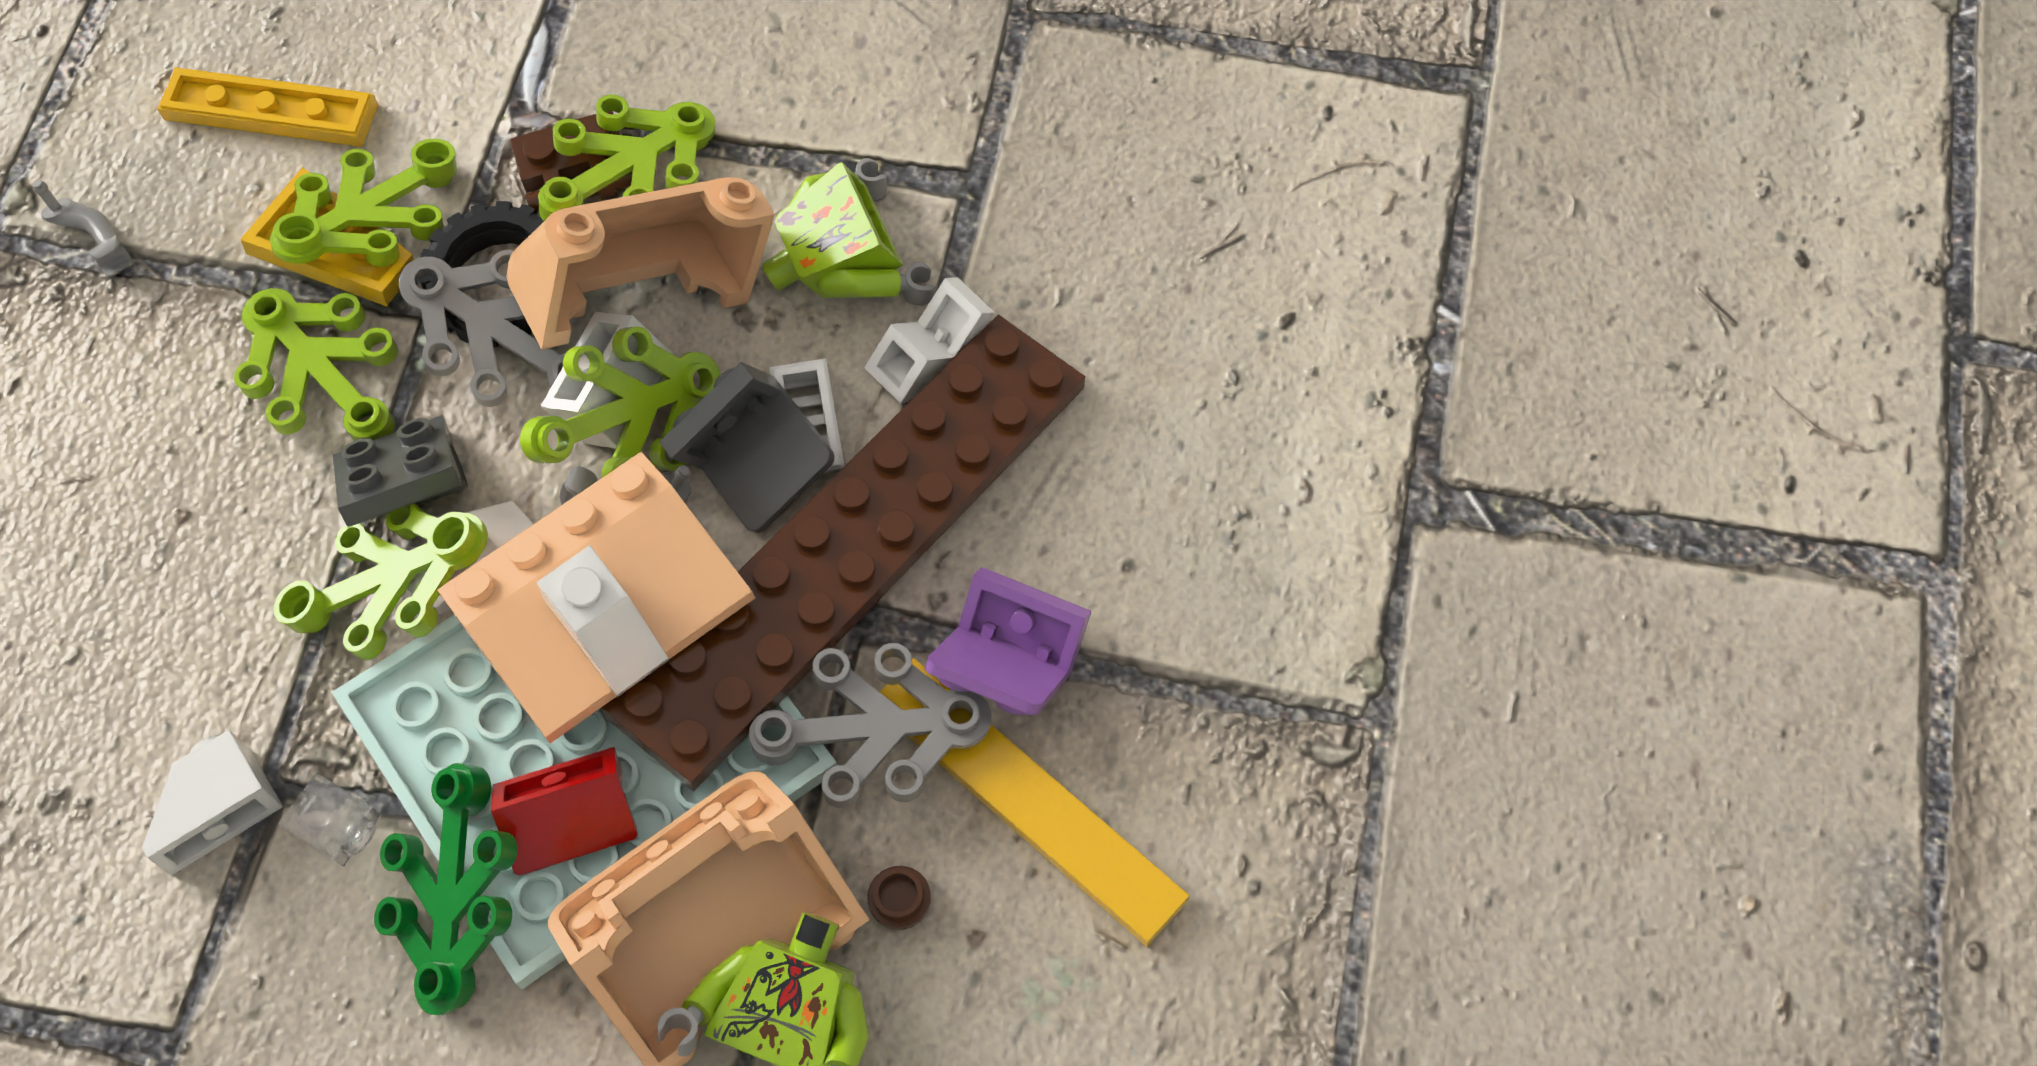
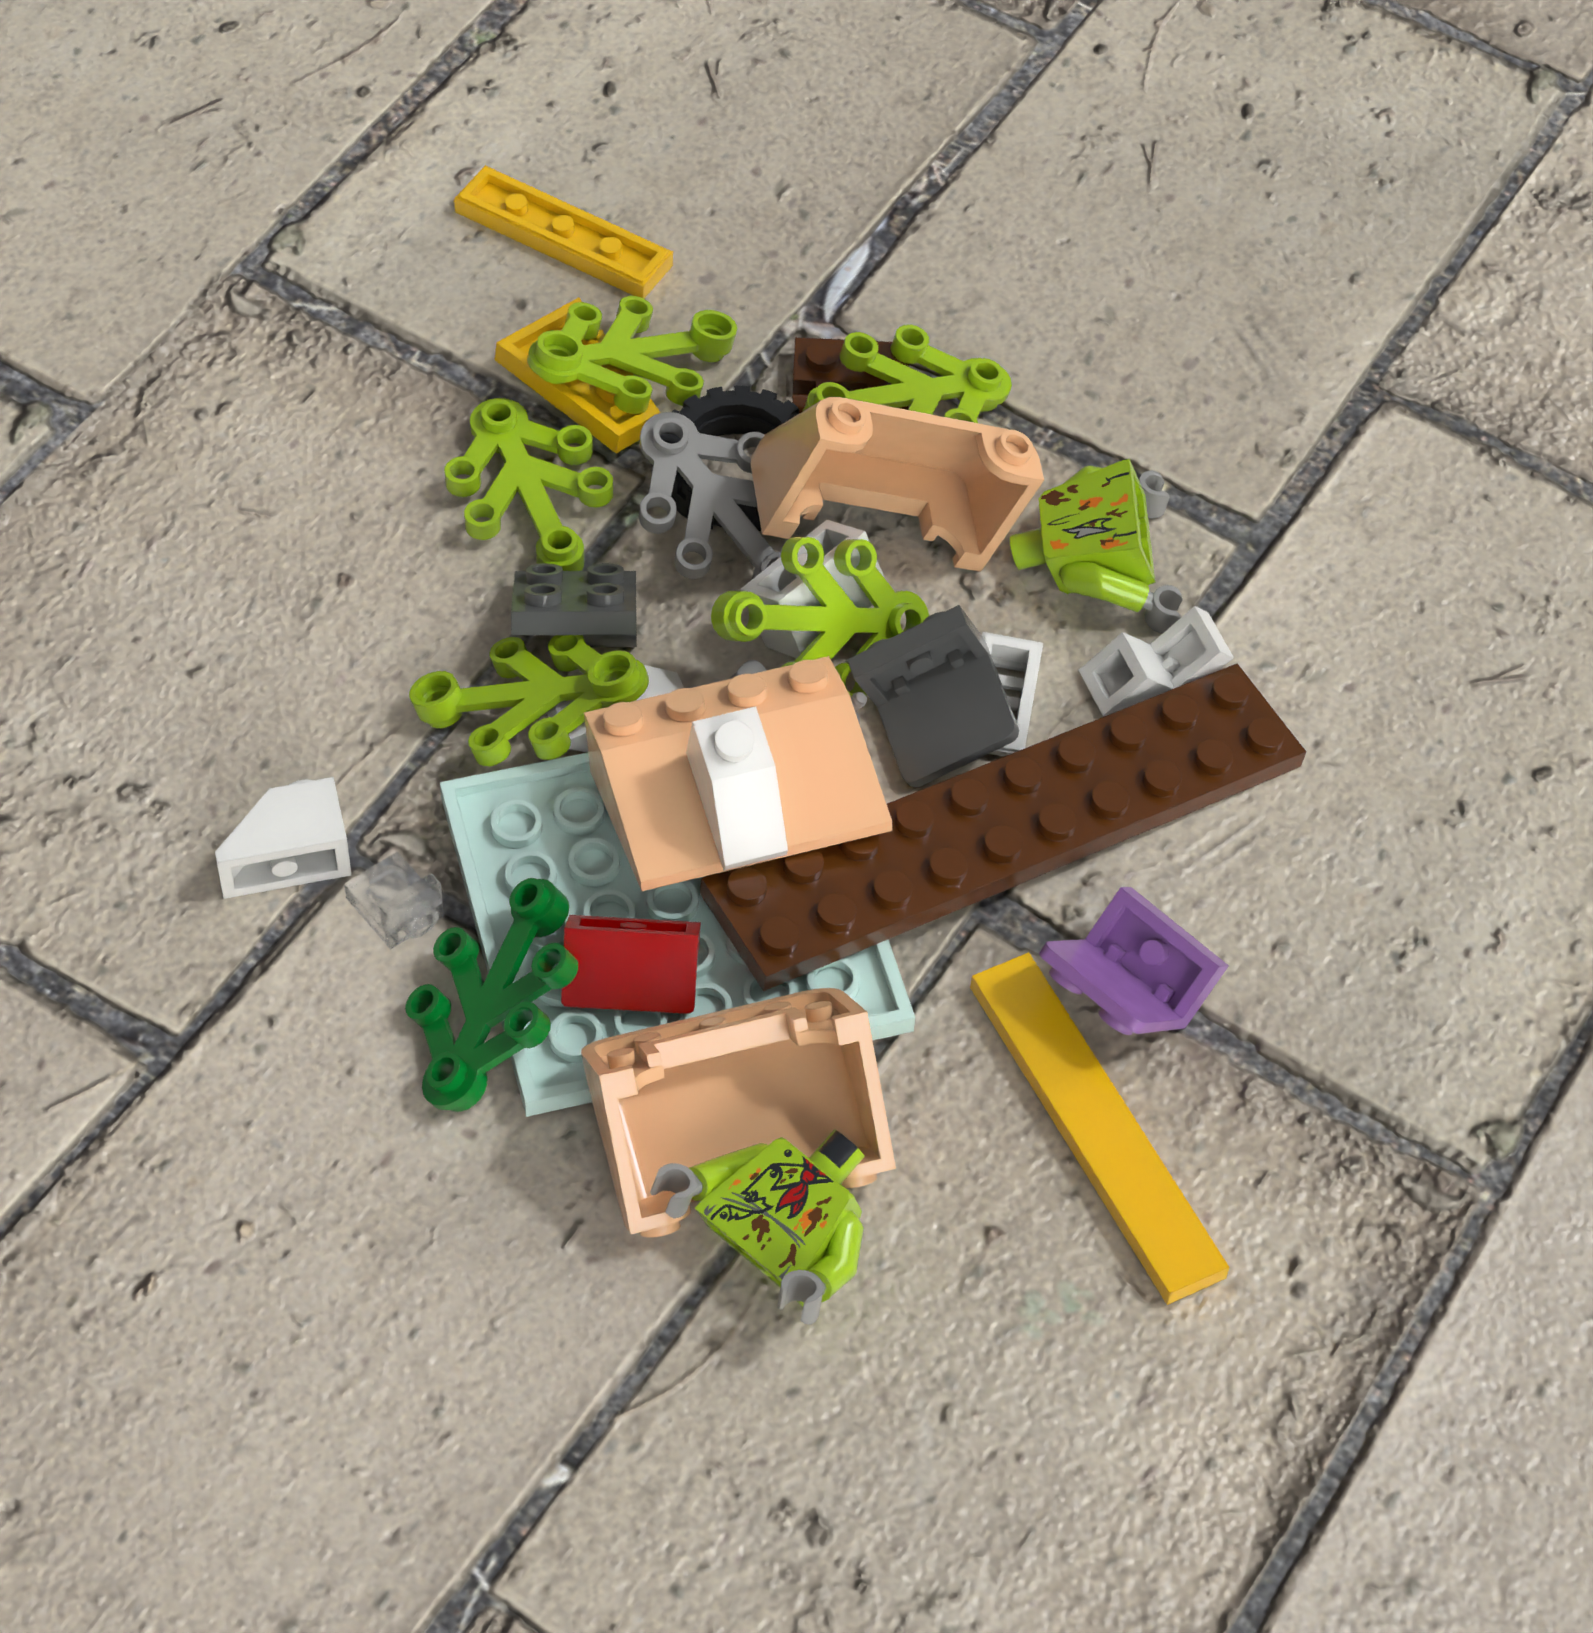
camera: 15 degrees right, 10 degrees down
(110, 252) = (361, 315): light grey piece -> none
(881, 725) = (972, 994): light grey plant -> none
(899, 897) = (931, 1165): reddish brown plate -> none

